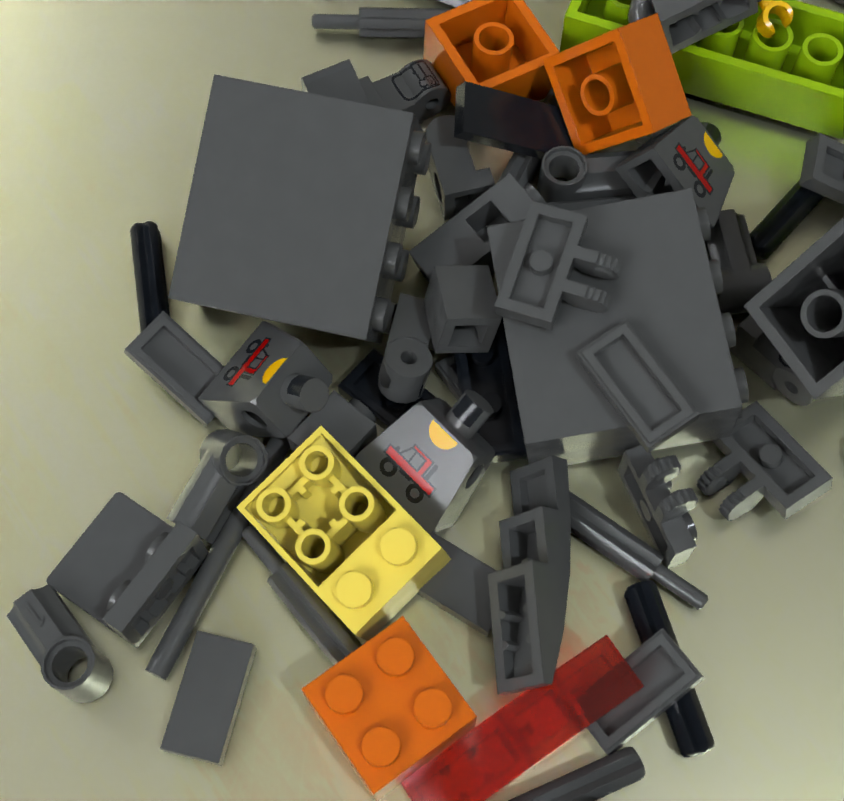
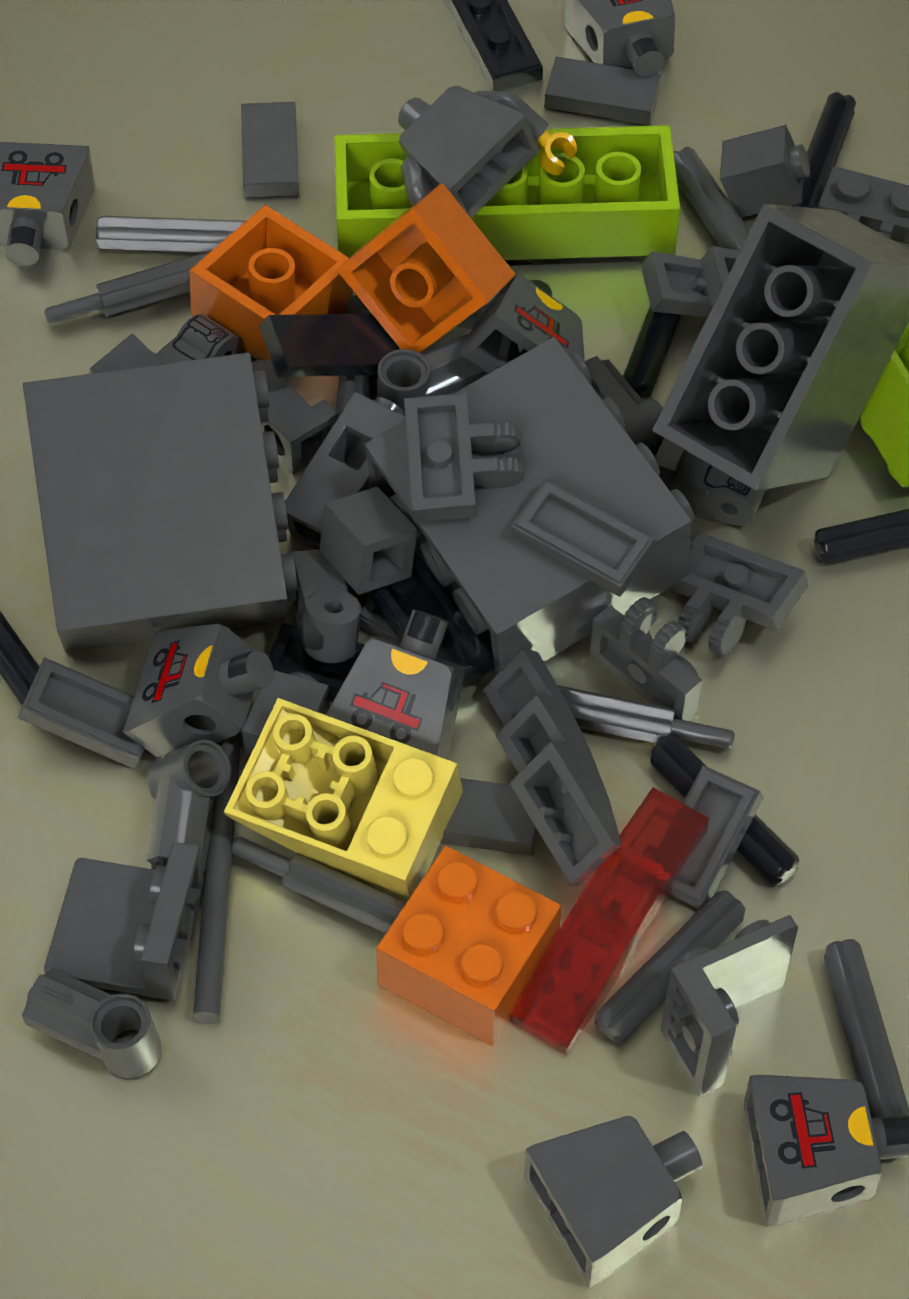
camera: 25 degrees left, 10 degrees down
(209, 698) = (275, 1015): dark grey tile -> none

